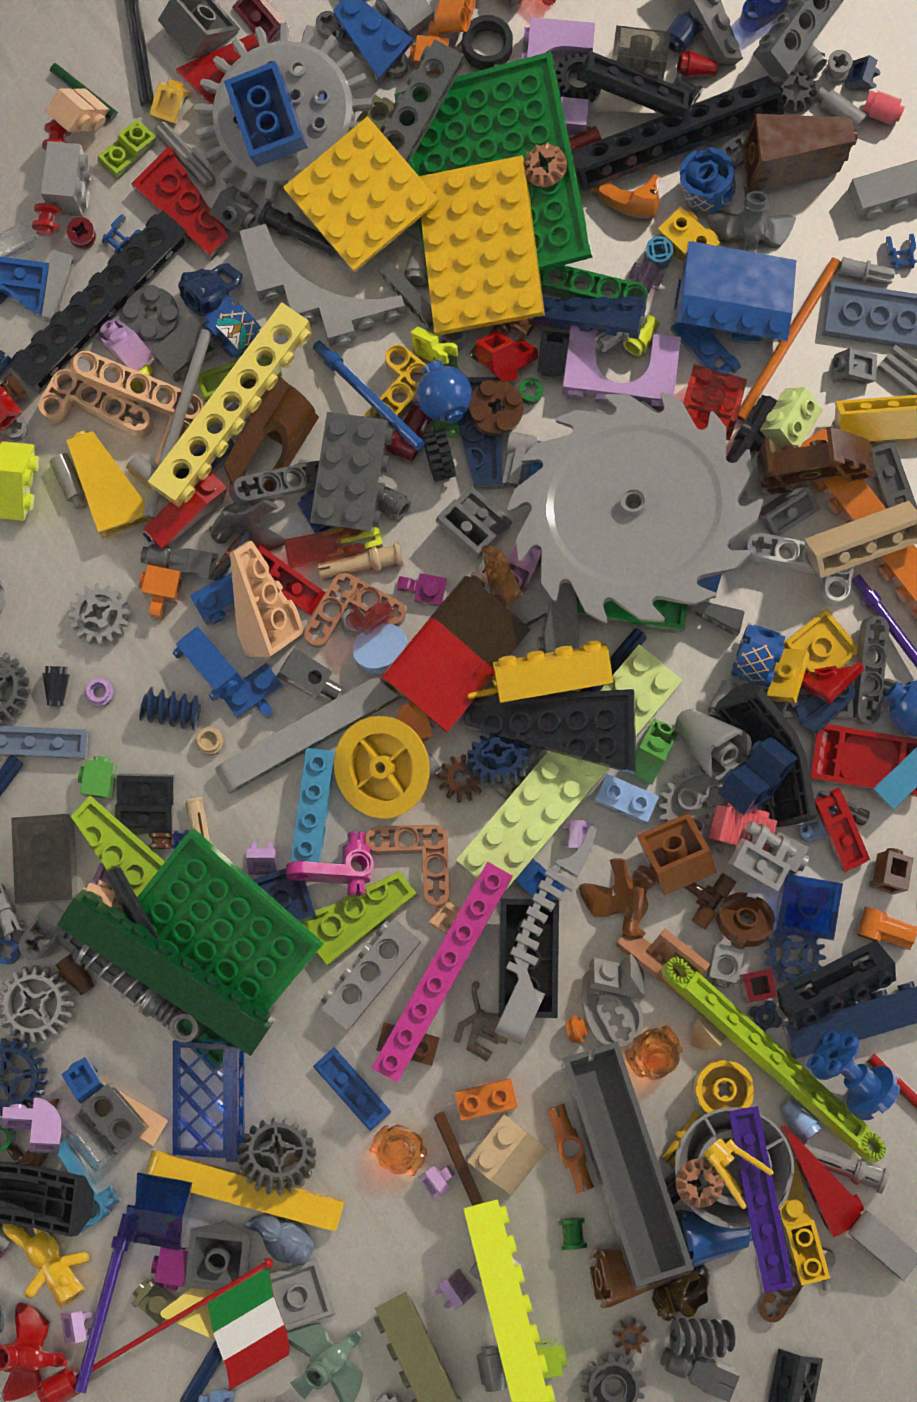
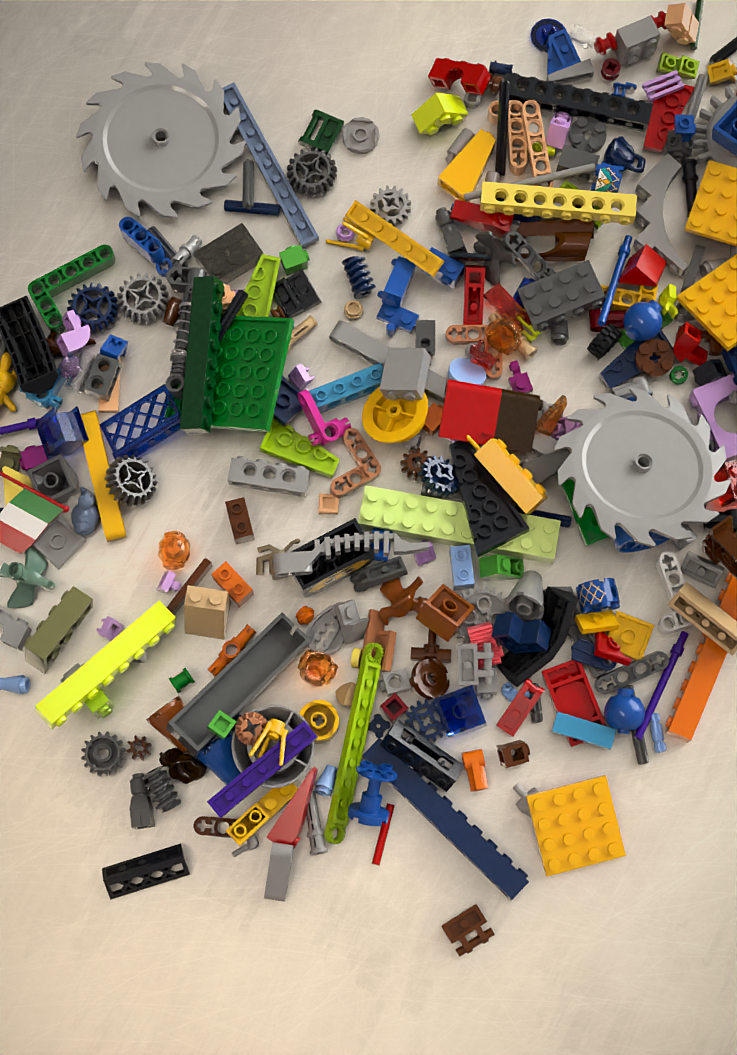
camera: 60 degrees right, 5 degrees down
(55, 684) = (335, 205): black cone -> none
(79, 1153) = (70, 367): none -> clear purple gear
(81, 413) = (502, 127): none -> black axle
(123, 673) = (363, 239): none -> yellow plant
(147, 161) = (674, 74): none -> lavender tile
(149, 635) = (394, 238): none -> yellow tile
(161, 586) = (428, 231): orange brick -> none
(224, 189) = (685, 126): none -> blue bracket
(262, 612) = (447, 292): light nougat wedge -> none
(343, 726) = (405, 373): none -> light grey brick
(352, 1088) = (195, 505): blue tile -> none
(361, 573) = (504, 335): none -> clear orange hair
(372, 352) = (643, 268): none -> red slope
(442, 972) = (291, 510): dark pink brick -> none
(473, 521) = (577, 384): dark grey brick -> none
(576, 909) = (378, 574): none -> dark grey hinge
(666, 995) = (356, 657): none -> light yellow tile
(675, 1219) = (221, 724): none -> bright green tile
(724, 617) = (609, 562): dark grey slope -> none

